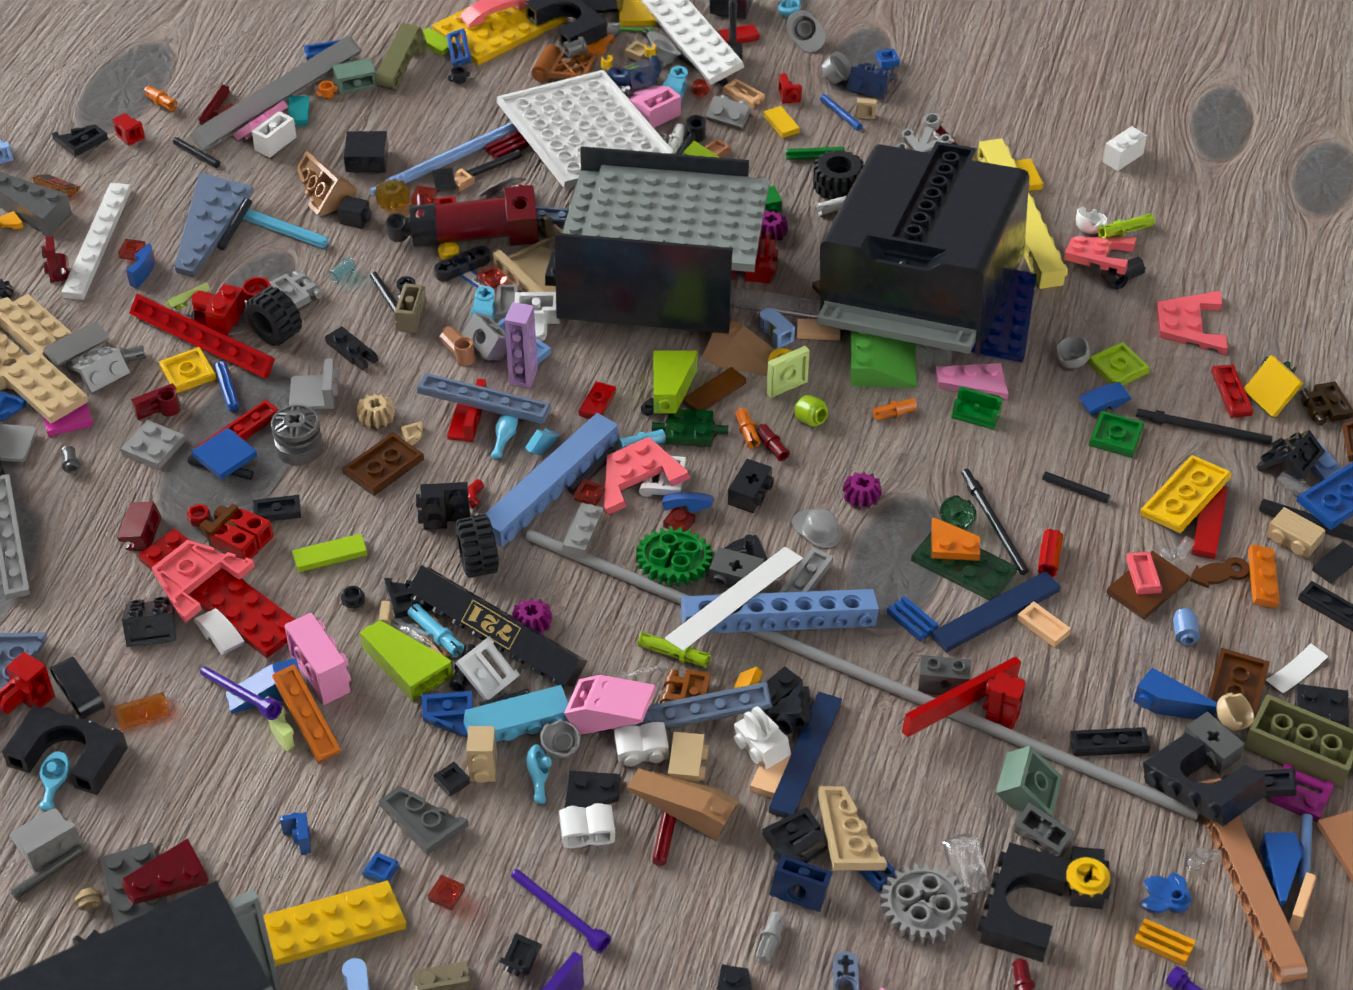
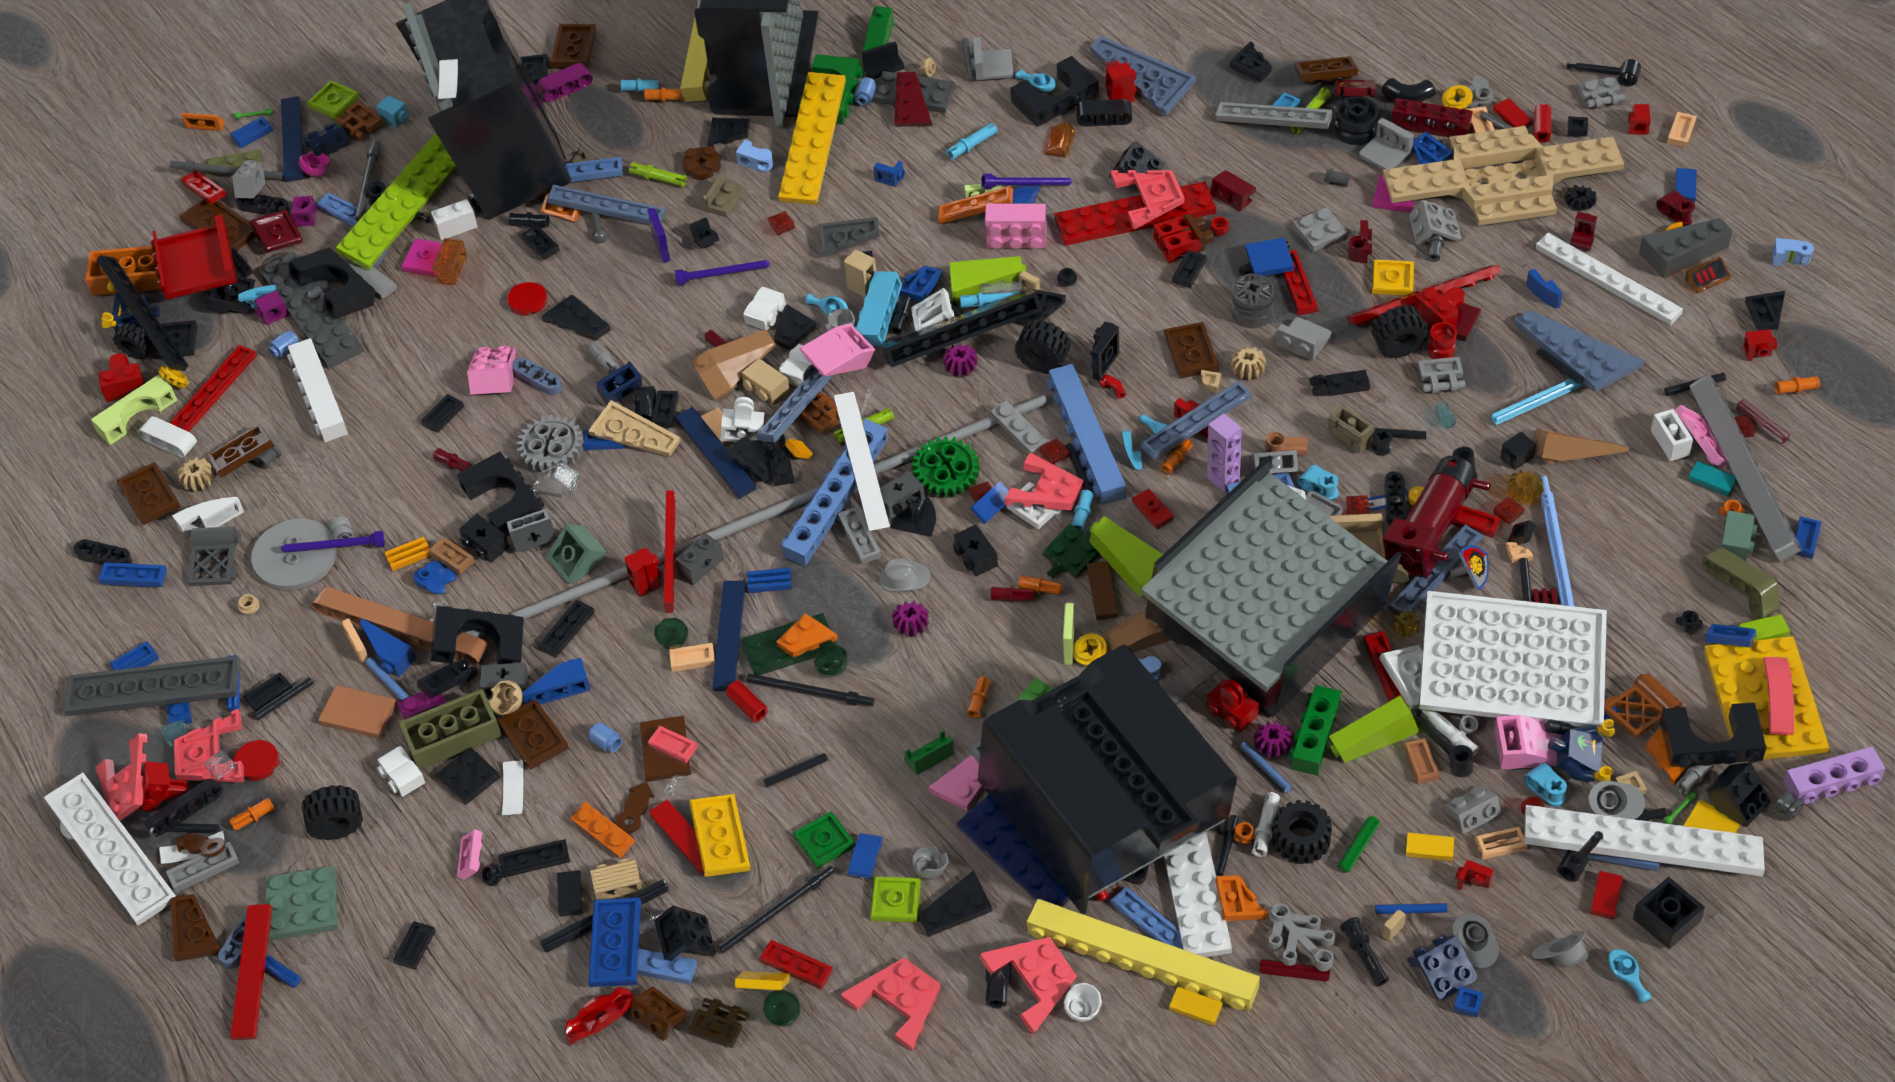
camera: 130 degrees right, 5 degrees up
(76, 344) = (1466, 216): light grey tile -> none
(130, 248) = (1574, 291): clear red plate -> none
(180, 300) = (1474, 296): lime plate -> none
(203, 787) = (965, 144): none -> medium azure pin
(220, 630) = (1093, 195): white slope -> none
(227, 386) = (1353, 292): blue axle -> none
(329, 553) = (1122, 283): lime tile -> none
(366, 151) = (1599, 490): black brick -> none
(380, 868) = (829, 204): blue tile -> none
(575, 47) = (1650, 717): dark grey bush -> none
(795, 226) = (1263, 765): none -> medium blue bar
(811, 410) = (1020, 634): lime head -> none
(899, 115) = (1360, 943): none -> black pin
(1042, 645) = (671, 633): none -> clear green hair
(1080, 868) = (479, 514): yellow gear -> none
(1096, 330) = (956, 906): none -> black wing
(1119, 228) = (1054, 1020): lime pin -> none
(1131, 893) = (451, 555): none -> medium nougat plate

